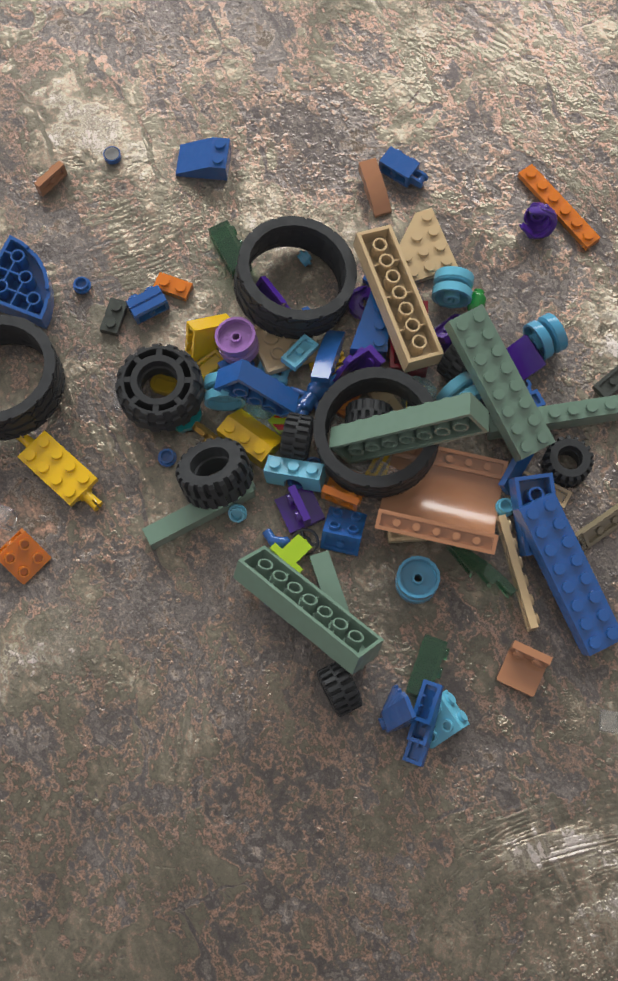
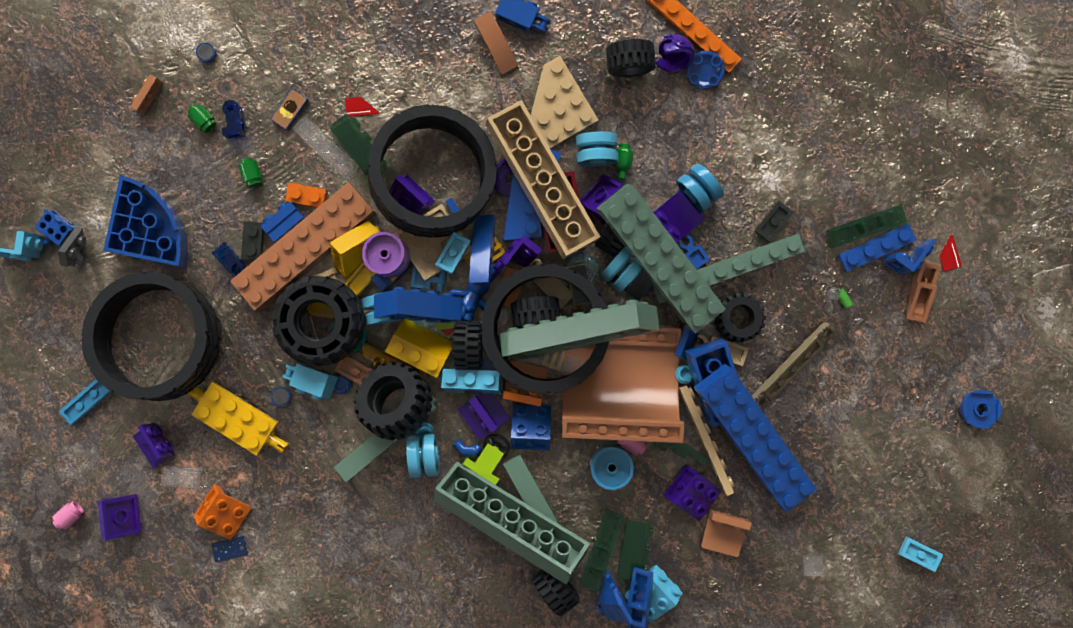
camera: 10 degrees left, 15 degrees up
(19, 594) = (229, 548): none -> dark blue sticker
(82, 285) = (210, 212): blue plate -> none
(89, 327) = (229, 259): none -> clear blue leg
(94, 205) = (201, 118): none -> green brick
(106, 458) = (281, 396): none -> flat silver tile
(123, 215) = (234, 120): none -> clear blue leg
(127, 257) = (250, 172): none -> green brick
(139, 446) = (310, 380): none -> medium azure brick
(158, 325) = (301, 247): none -> nougat brick
(175, 212) = (289, 109): none -> tile
(179, 442) = (352, 369): none -> nougat plate
(201, 250) = (326, 148): none -> clear tile
(205, 159) = (307, 40): blue slope -> none
(231, 533) = (421, 455): none -> medium azure wheel
(239, 221) = (358, 106): none -> red sticker
(304, 257) = (437, 139): dark azure plate -> none
(392, 664) = (601, 550): none -> clear green slope
(443, 561) = (633, 447): none -> bright pink brick
(496, 623) = (692, 493): none -> dark purple bracket
(497, 215) = (630, 57): none -> black tyre
(565, 241) = (706, 70): none -> blue dish

